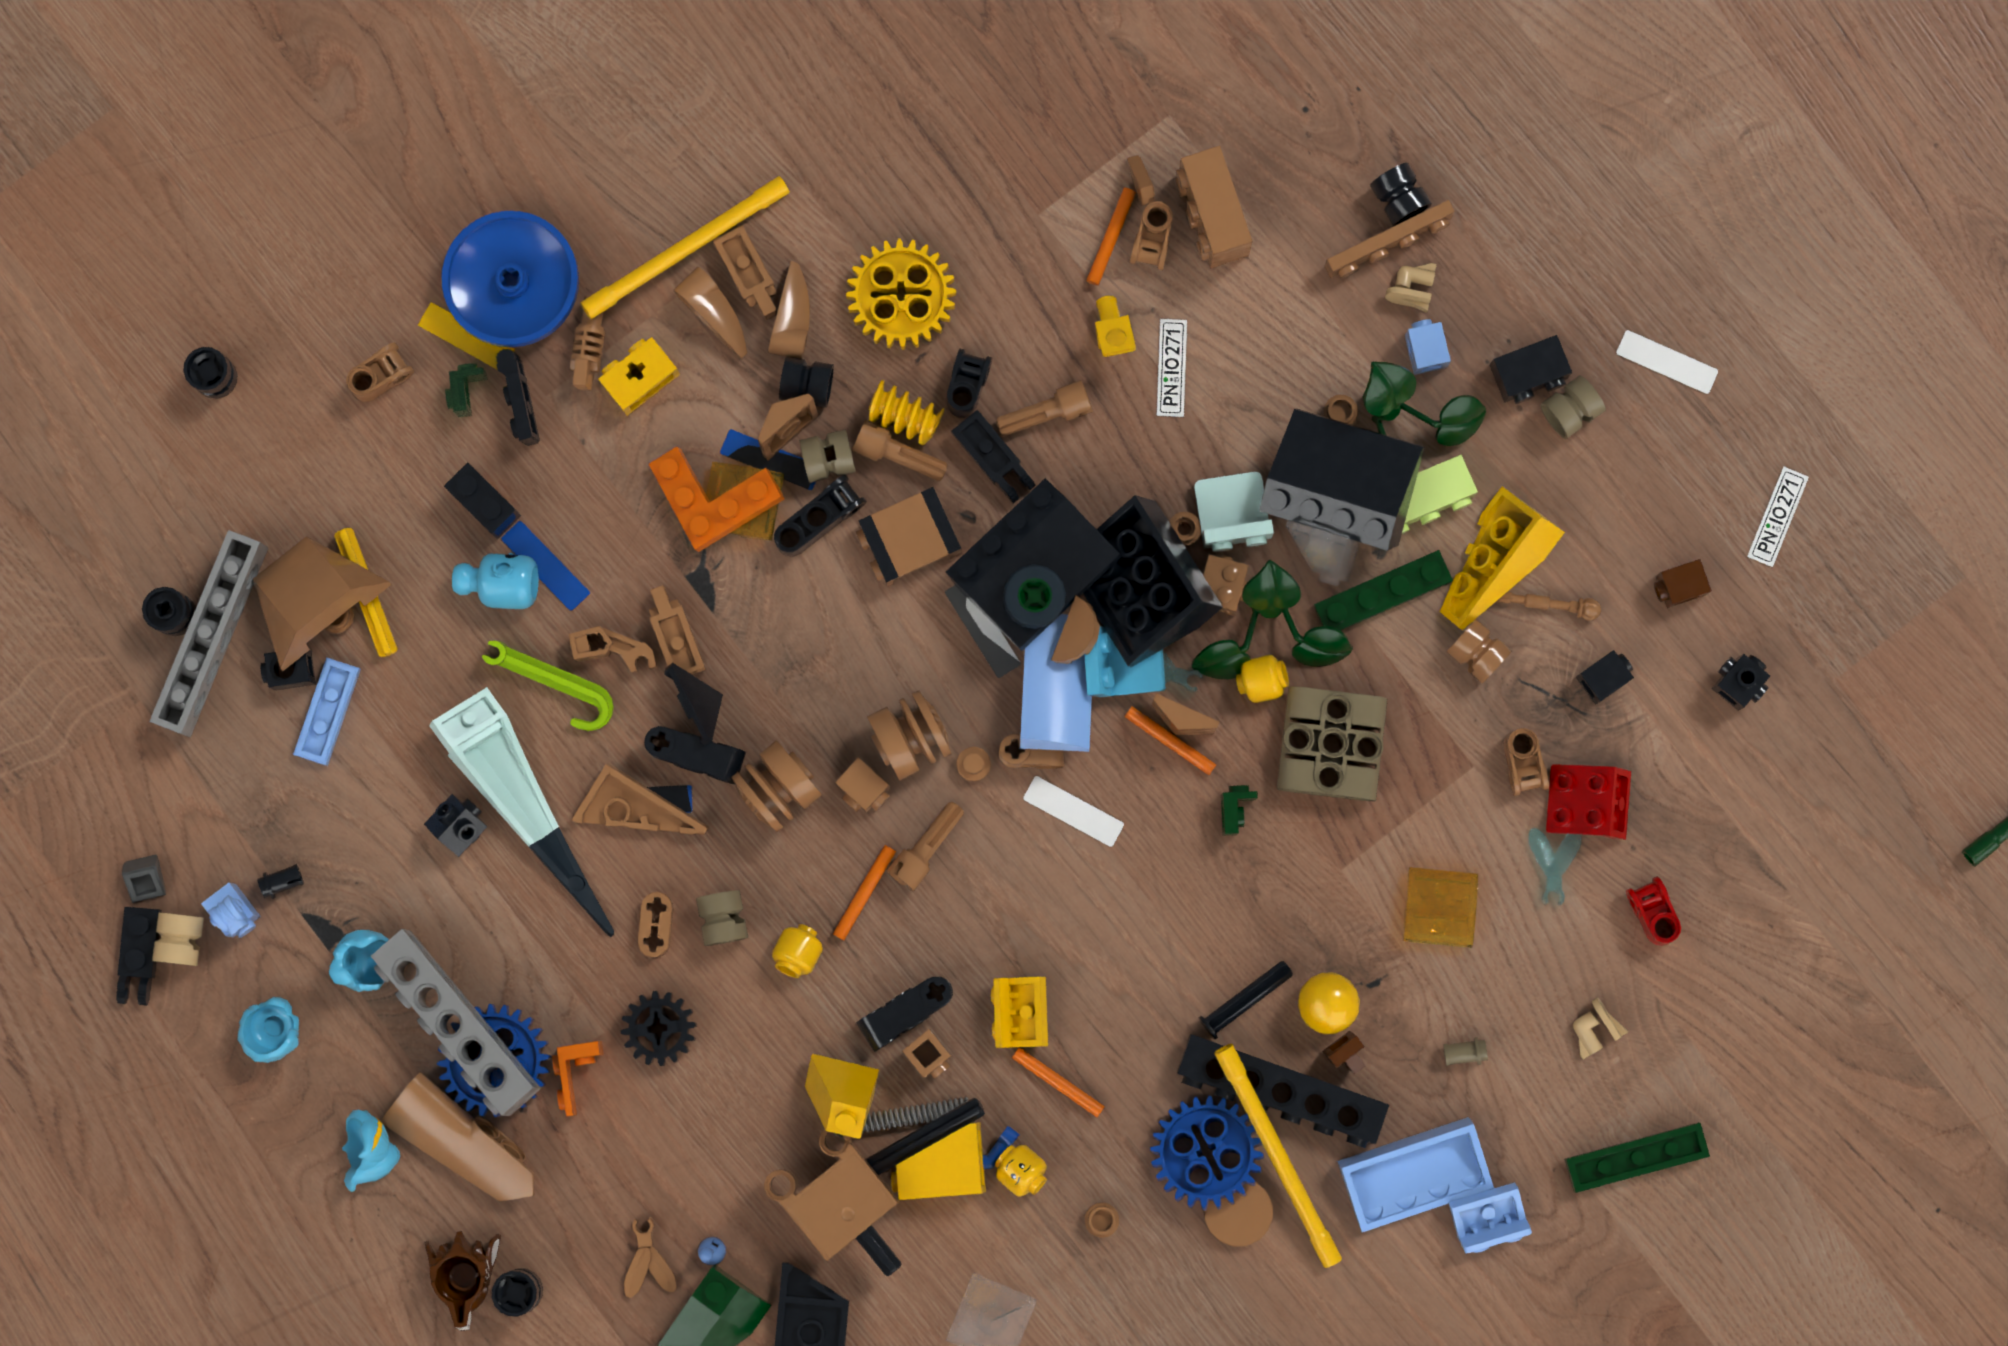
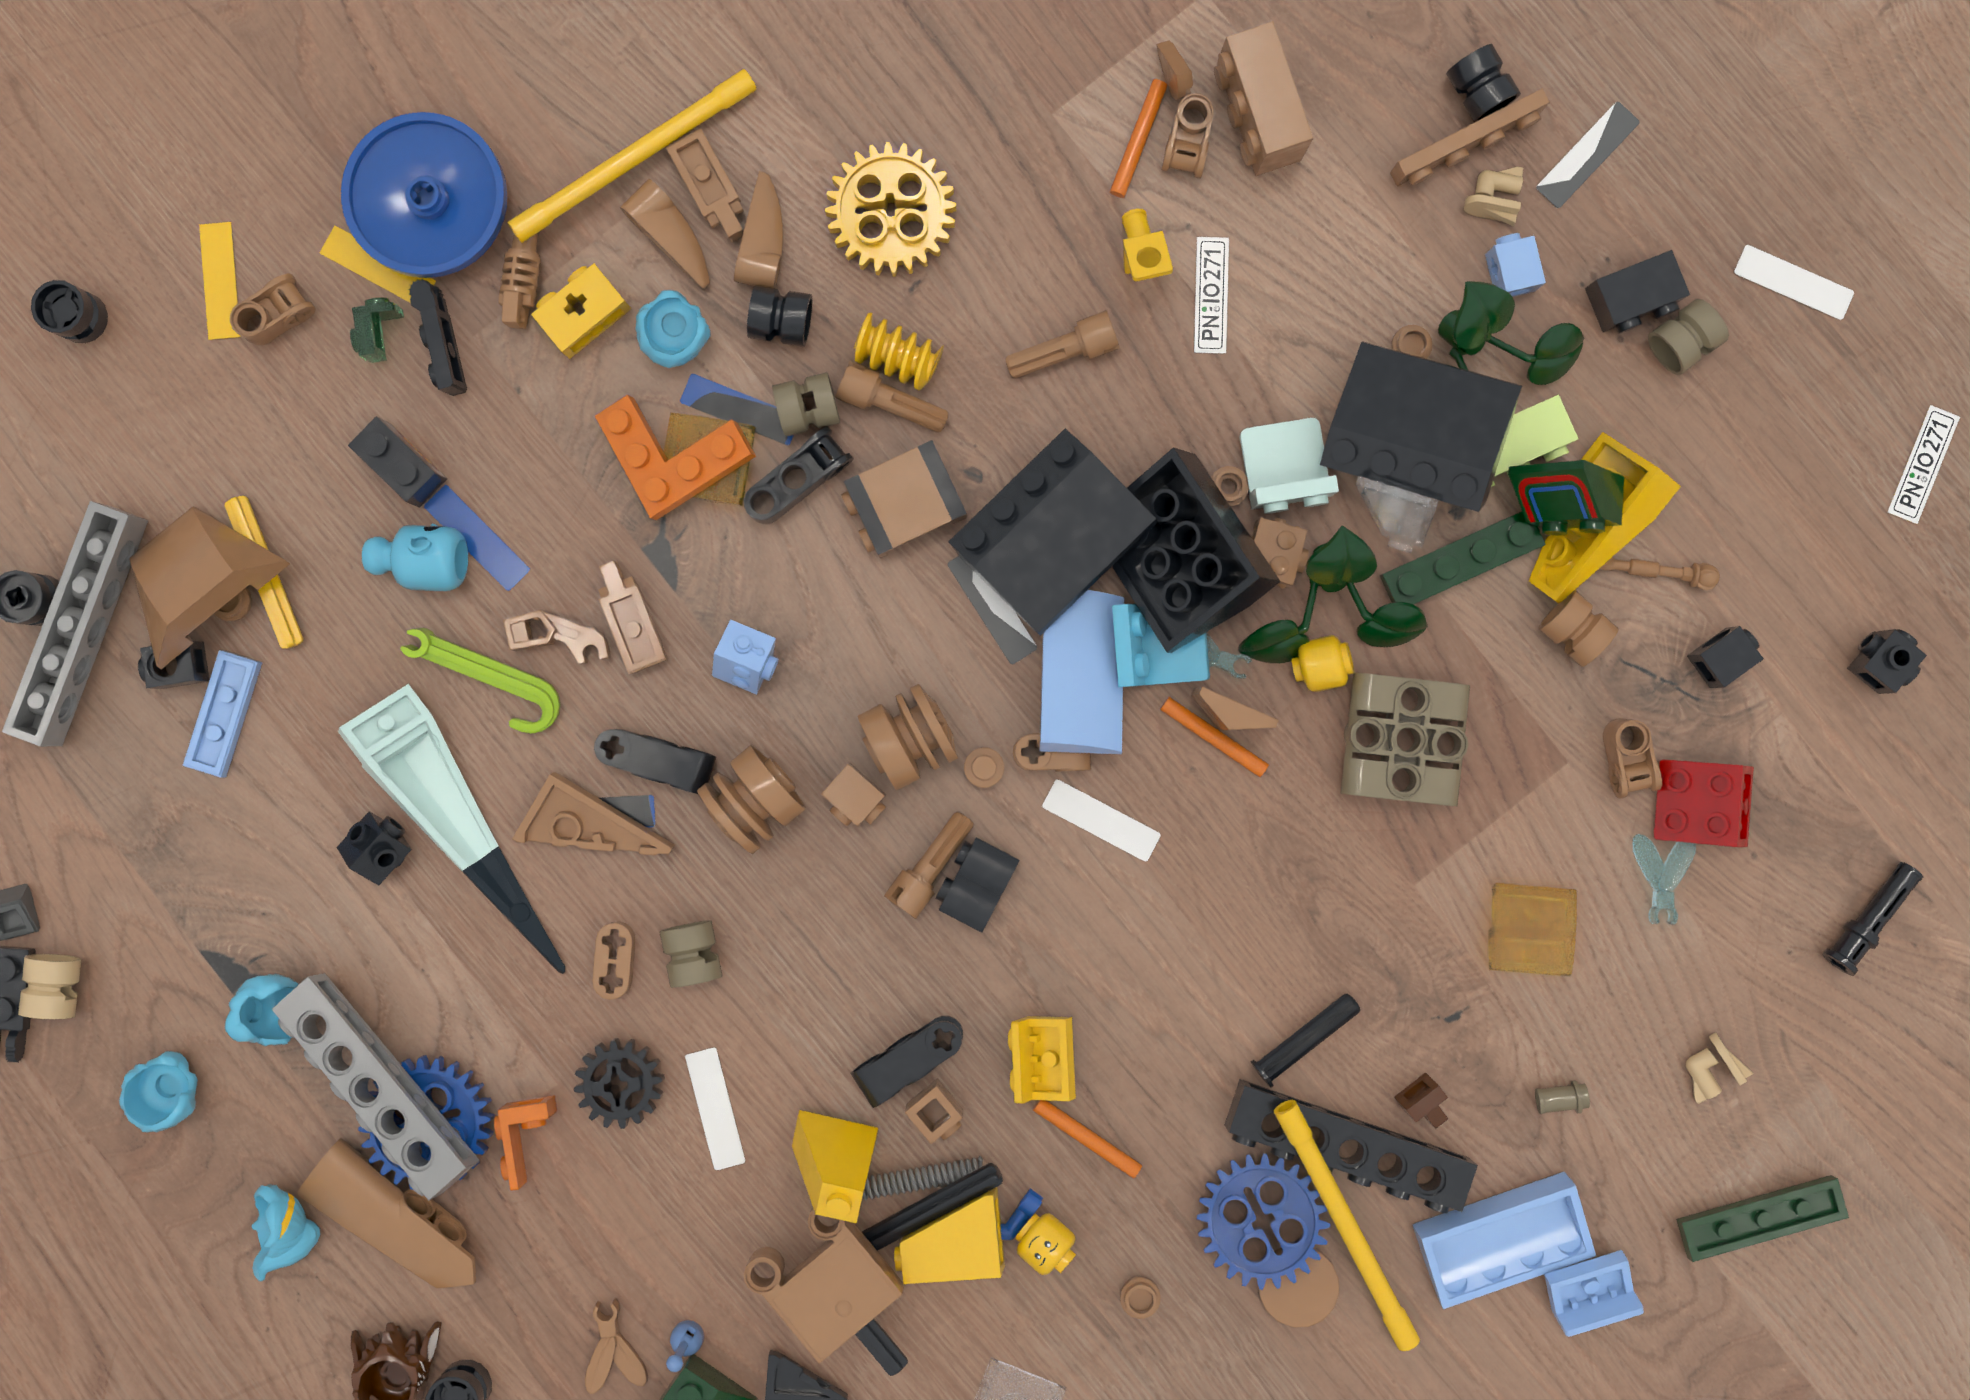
camera: 10 degrees left, 5 degrees up
(231, 911) = (111, 953): light blue brick -> none
(280, 881) = (160, 919): black pin -> none
(332, 347) = (218, 278): none -> yellow sticker
(697, 700) = (657, 698): black tile -> none
(715, 392) = (671, 329): none -> medium azure hair
(739, 1054) = (715, 1108): none -> white sticker
(772, 667) = (744, 657): none -> light blue head
(785, 422) = (754, 365): medium nougat slope -> none
(797, 951) = (780, 990): yellow head -> none
(864, 892) = (857, 919): orange bar -> none
(966, 862) = (977, 884): none -> black brick
(968, 377) = (971, 308): black piece -> none
(991, 453) = (1000, 399): black hinge -> none
(1042, 588) = (1065, 561): black wheel -> none
(1078, 633) = (1107, 615): medium nougat tile -> none
(1232, 814) = (1287, 824): dark green bracket -> none
(1328, 1003) = (1405, 1046): yellow piece -> none
(1467, 539) = (1568, 496): none -> dark green slope
(1492, 253) = (1587, 154): none -> dark grey sticker
(1654, 909) = (1779, 926): red piece -> none
(1682, 584) = (1816, 545): reddish brown brick -> none
(1722, 914) = (1864, 932): none -> black pin

